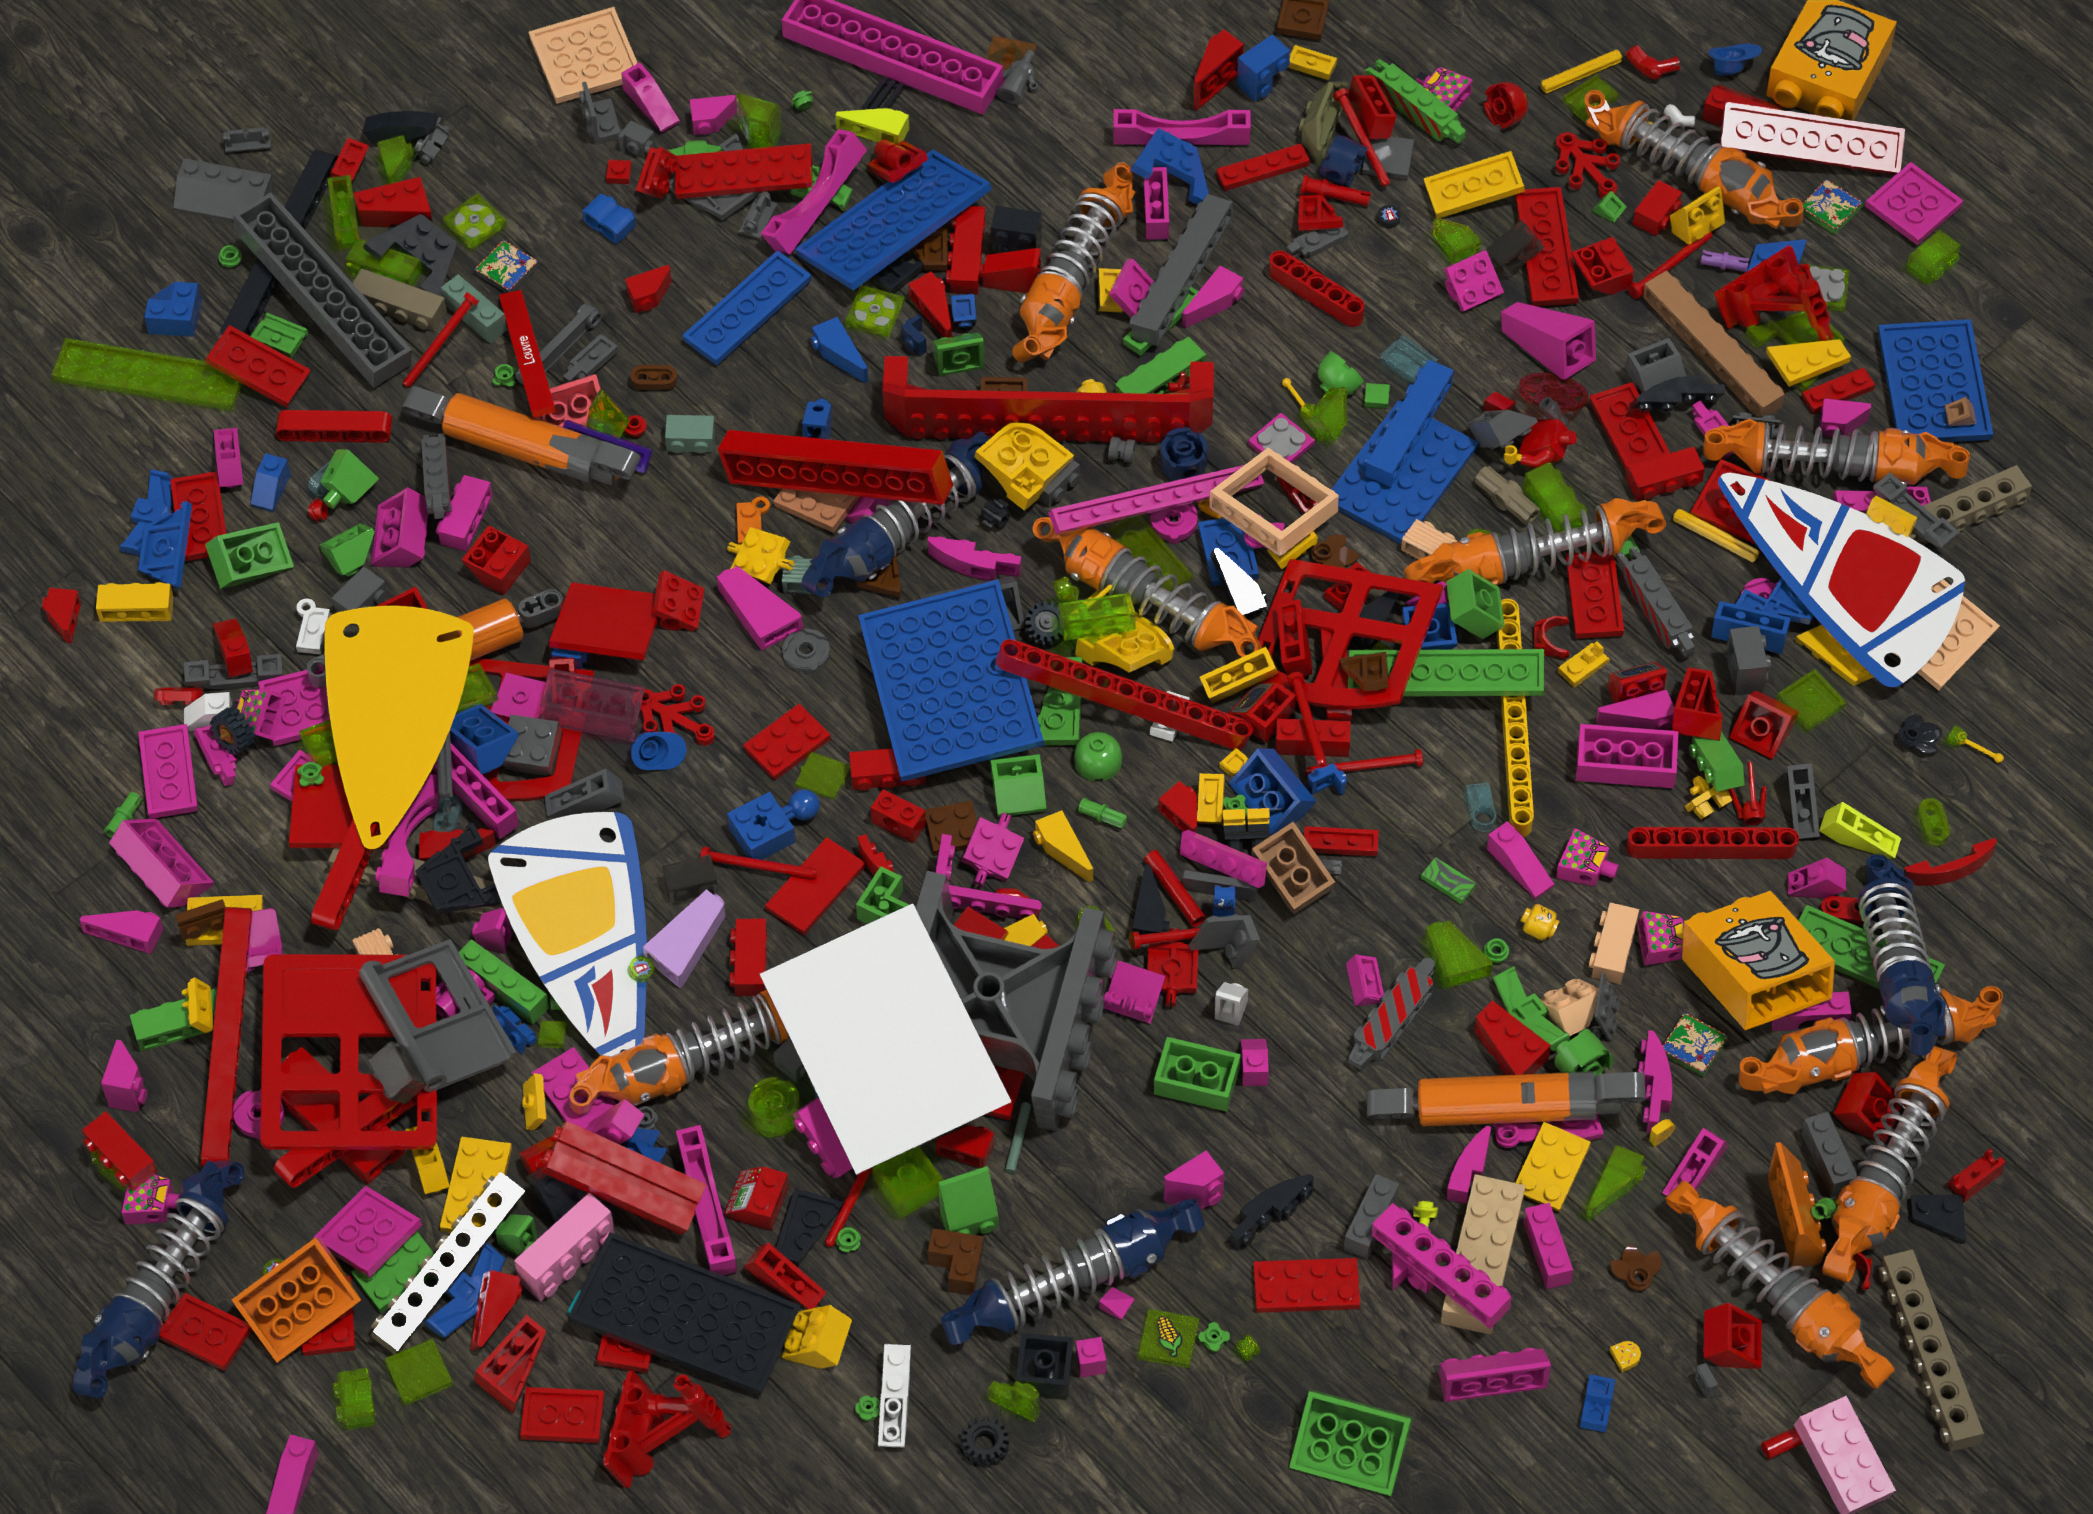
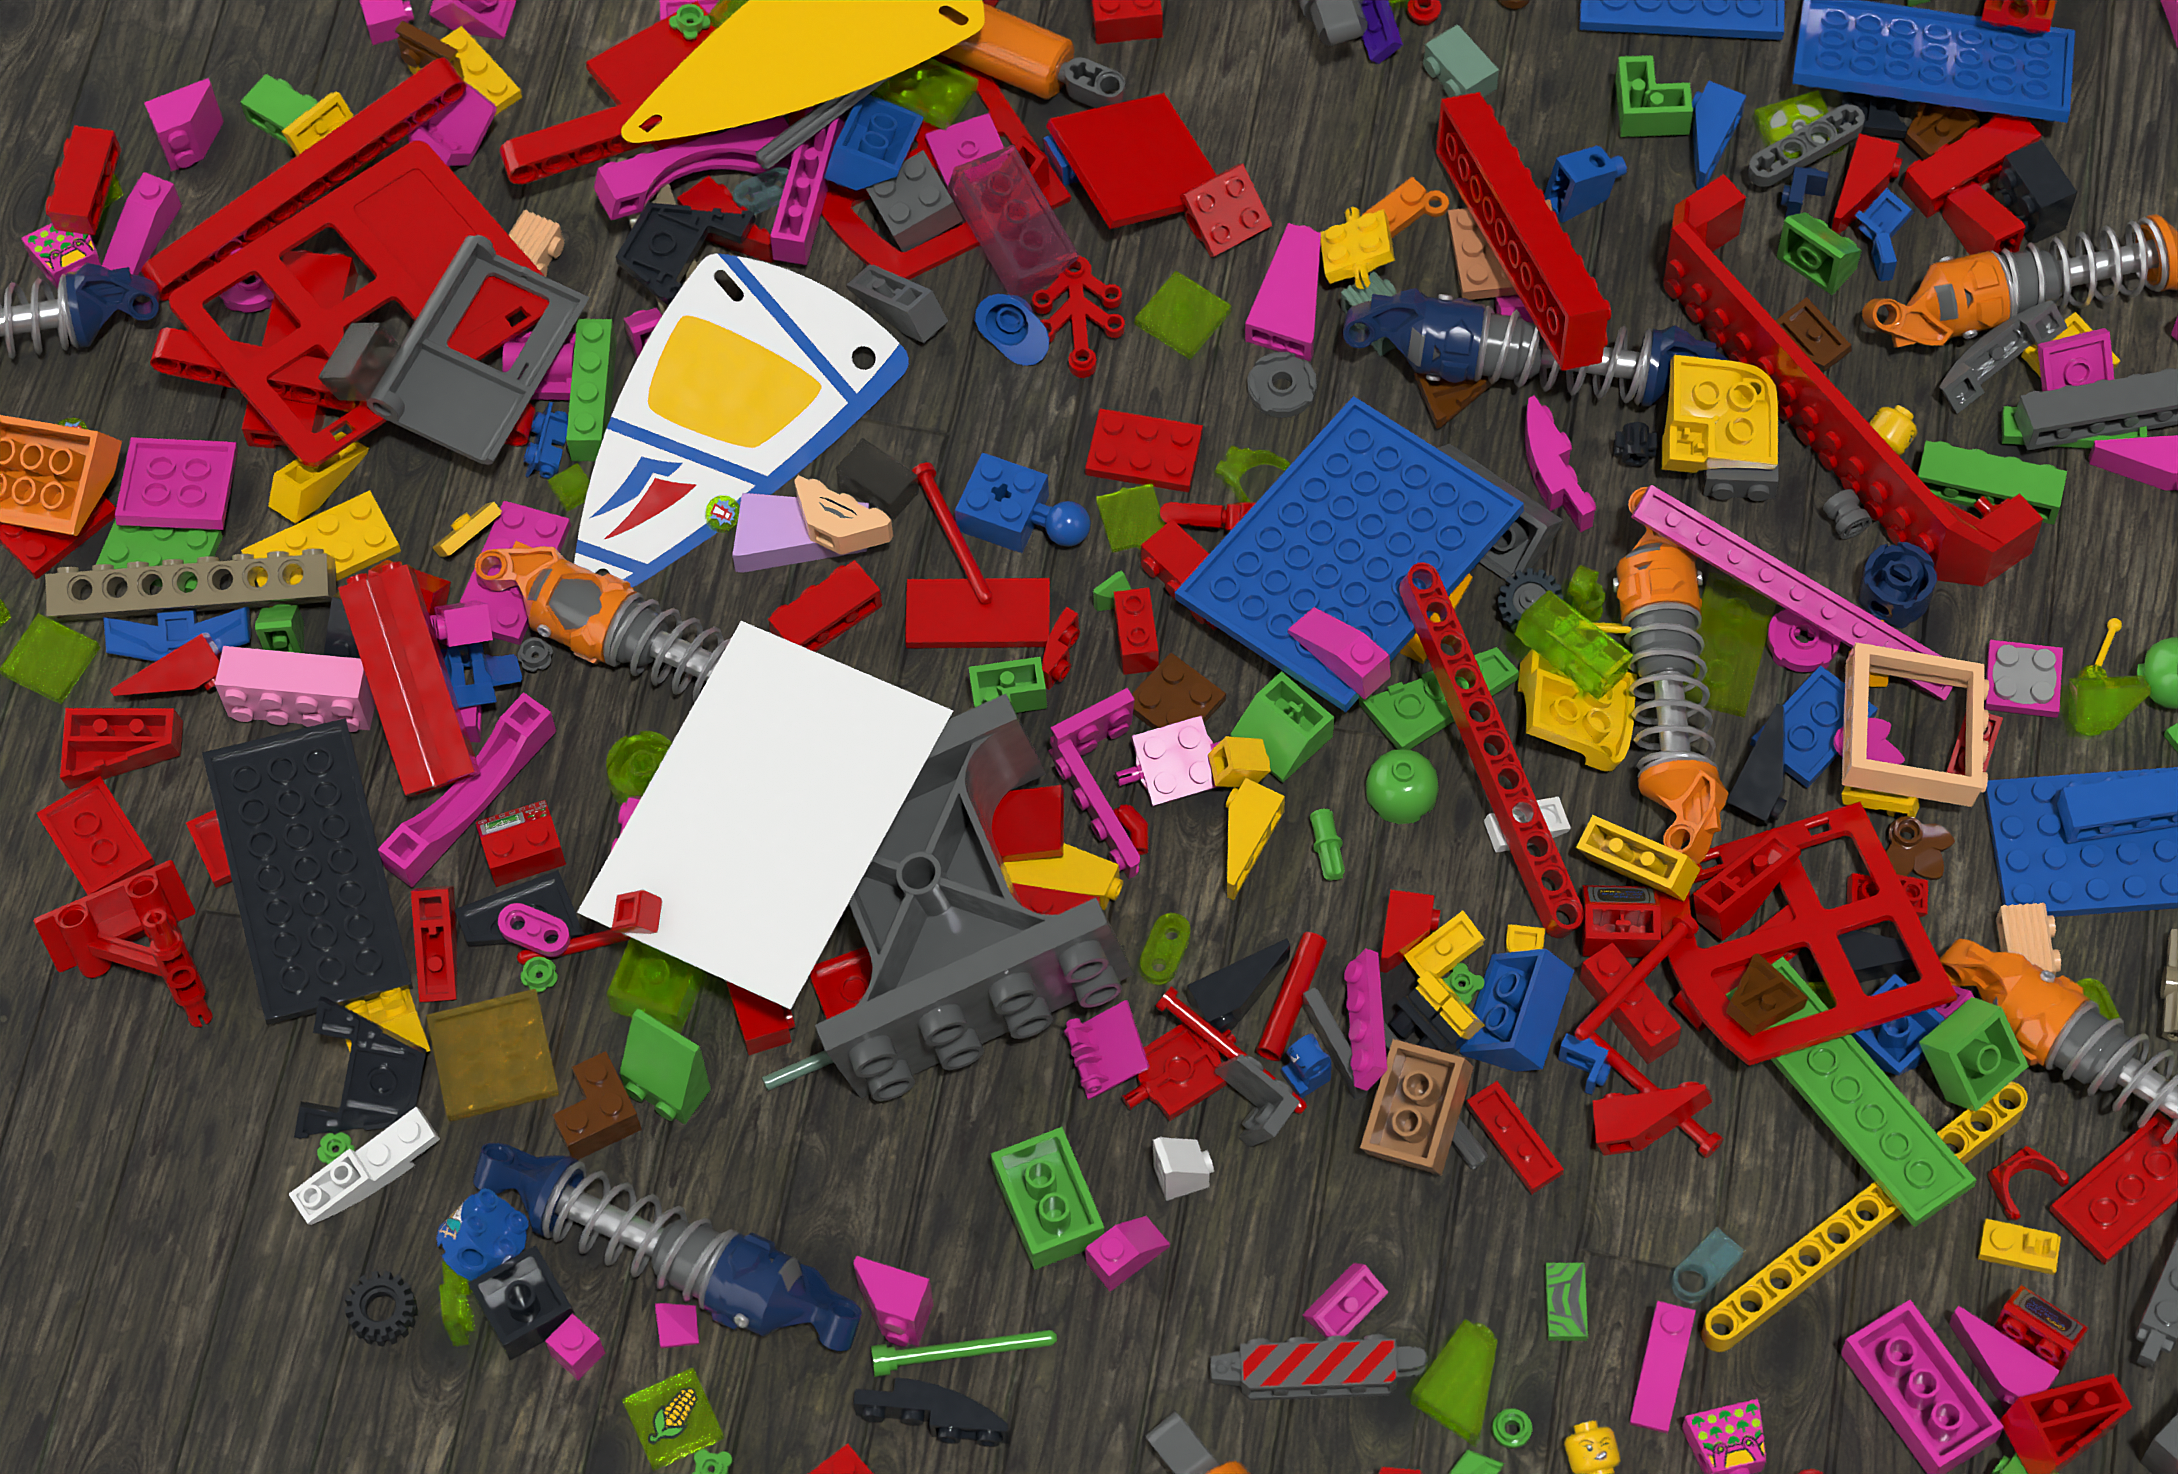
camera: 55 degrees right, 5 degrees up
(167, 1147) = (142, 223): none -> dark pink slope
(707, 907) = (839, 520): none -> light nougat slope
(719, 667) = (1183, 314): none -> clear neon green plate
(798, 366) = (1648, 106): none -> bright green brick
(823, 1222) = (535, 931): none -> dark pink plate
(839, 706) = (1240, 461): none -> clear neon green helmet
(852, 1356) = (379, 1078): none -> black wing
(864, 812) = (1104, 592): none -> bright green slope
(872, 723) = (1205, 514): none -> red piece
(879, 1292) = (492, 1054): none -> clear yellow plate
(886, 1142) = (637, 912): none -> red slope
(889, 312) = (1806, 145): none -> dark grey beam
(987, 327) = (1884, 257): none -> blue tile
(991, 1358) = (482, 1234): none -> blue brick
(1012, 717) = (1343, 650): none -> dark pink slope
(1022, 818) = (1238, 759): none -> yellow brick
(1094, 289) = (1997, 349): none -> dark grey slope
(1221, 1213) = (888, 1358): none -> bright green piece
(1380, 779) = (1638, 1120): none -> red slope

